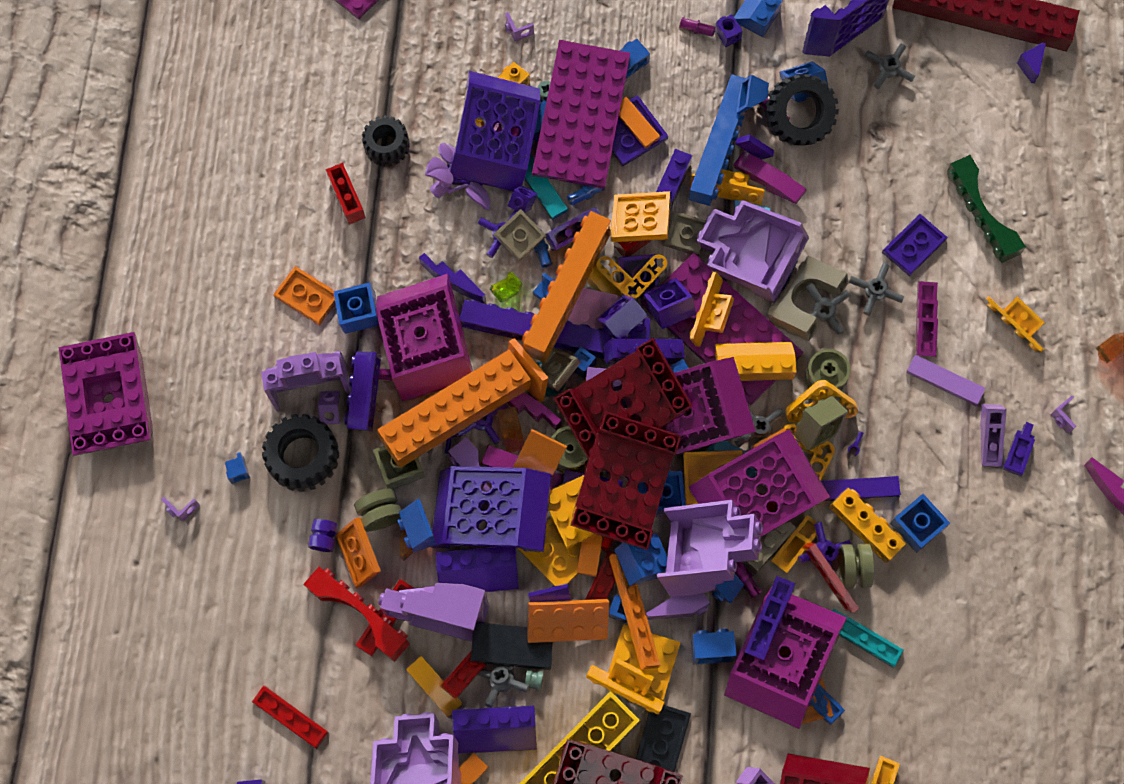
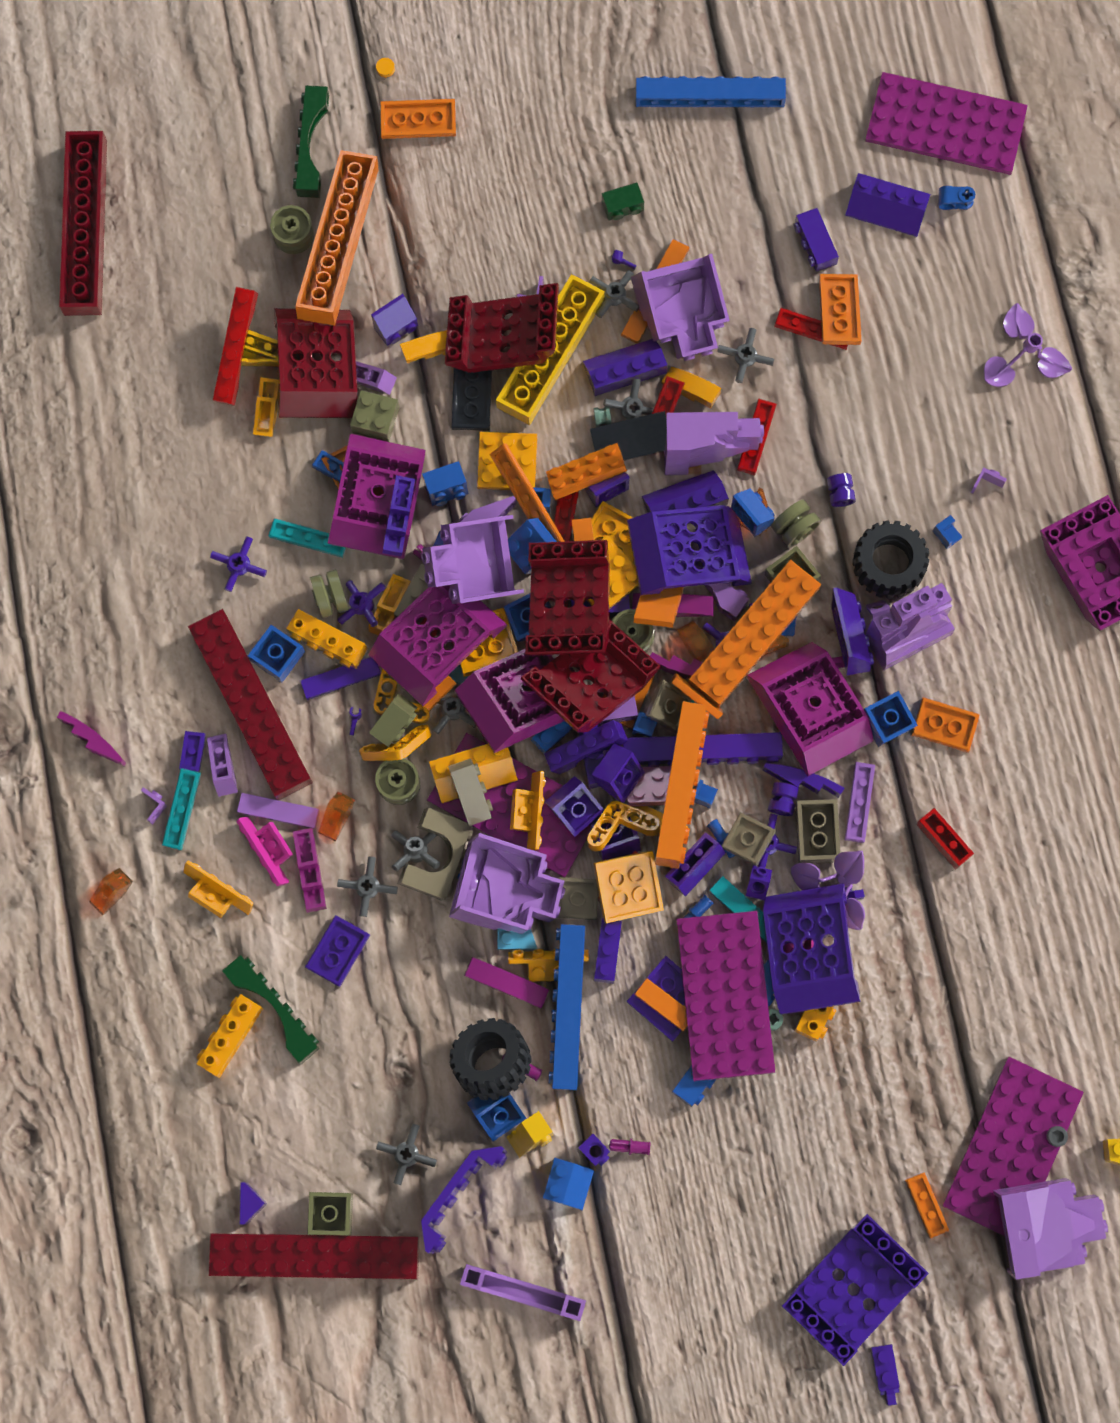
camera: 165 degrees right, 5 degrees up
(67, 614) = (1020, 323): none -> medium lavender plant
(256, 726) = (840, 309): none -> orange plate
(327, 589) = (818, 444): red arch -> none
(358, 552) = (802, 481): orange tile -> none
(361, 707) = (745, 362): none -> dark grey bar
(382, 128) = (934, 897): black tyre -> none
(408, 249) = (859, 802): none -> medium lavender tile
(455, 228) = (817, 830): none -> dark tan brick
(477, 264) = (783, 799): none -> dark purple wheel
(507, 287) = (745, 784): clear neon green bracket -> none
(516, 33) = (834, 1085): medium lavender bracket -> none
(628, 683) = (515, 430): light orange bracket -> none
(751, 93) = (548, 1060): blue slope -> none
(754, 147) = (529, 1008): dark purple tile -> none
(763, 334) = (471, 791): none -> dark tan brick
(768, 745) = (374, 416): none -> olive brick
(777, 49) = (530, 1134): none -> yellow wedge
(830, 577) = (351, 575): red tile -> none
(891, 359) = (336, 816): none -> clear orange slope
(933, 623) = (240, 569): none -> dark purple bar
(955, 484) = (250, 704): none -> dark red brick
(962, 346) = (268, 846): none -> dark pink bracket
(965, 34) = (330, 1213): none -> olive brick
(1027, 195) = (229, 1036): none -> light orange brick
(1038, 402) = (181, 809): none -> teal tile

